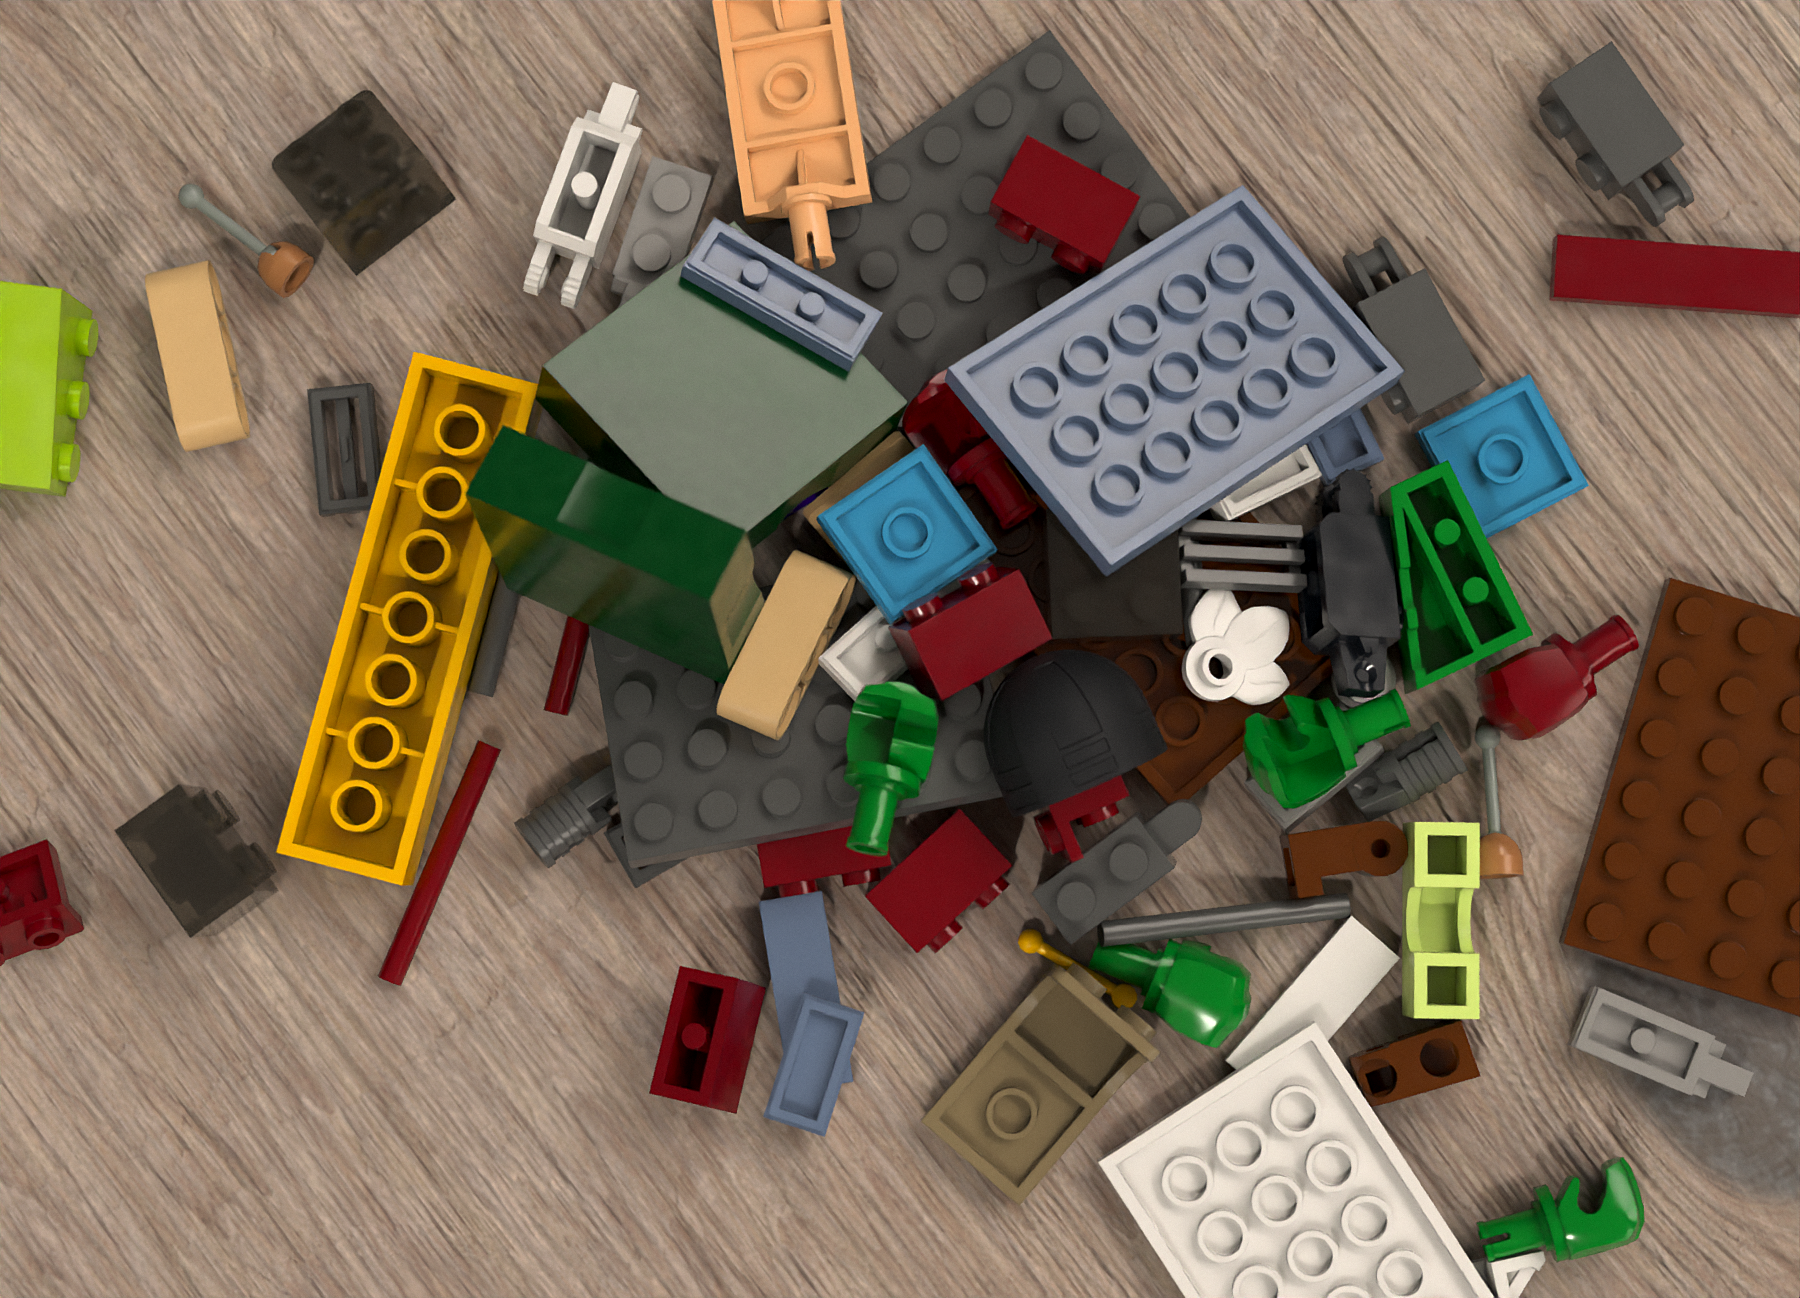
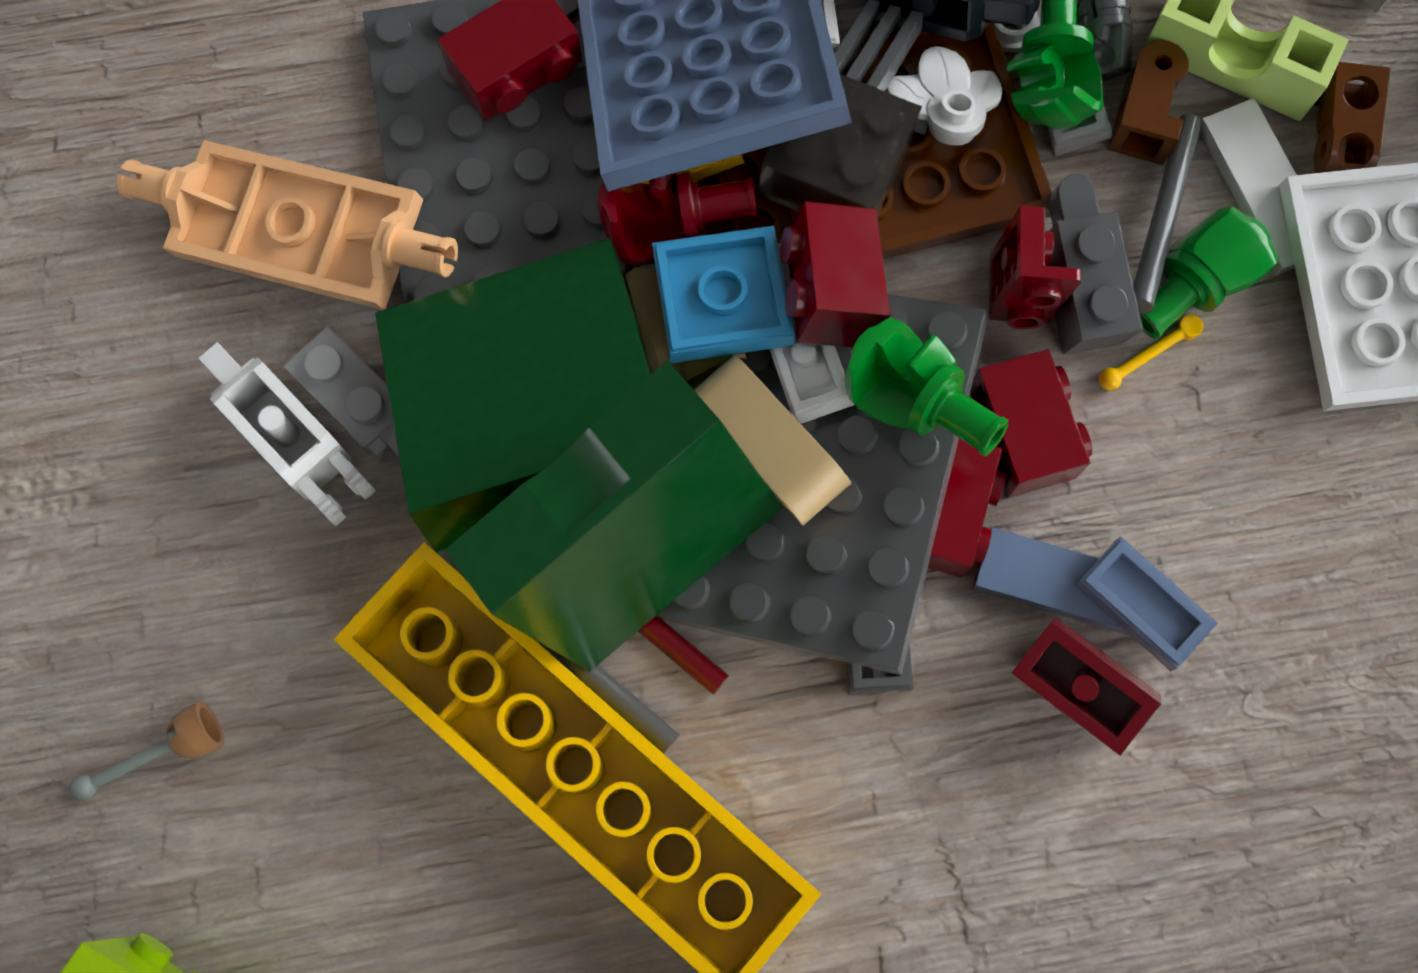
camera: 60 degrees left, 10 degrees down
(197, 356) = (228, 853): tan beam -> none
(341, 395) = (439, 777): dark grey tile -> none
(362, 180) = (159, 621): clear smoke bracket -> none
(439, 863) = (808, 859): dark red bar -> none
(569, 816) = (822, 715): dark grey hinge -> none
(781, 294) = (460, 295): sand blue tile -> none
(1040, 1080) = (1237, 412): dark tan bracket -> none
(1066, 728) = (965, 235): black piece -> none

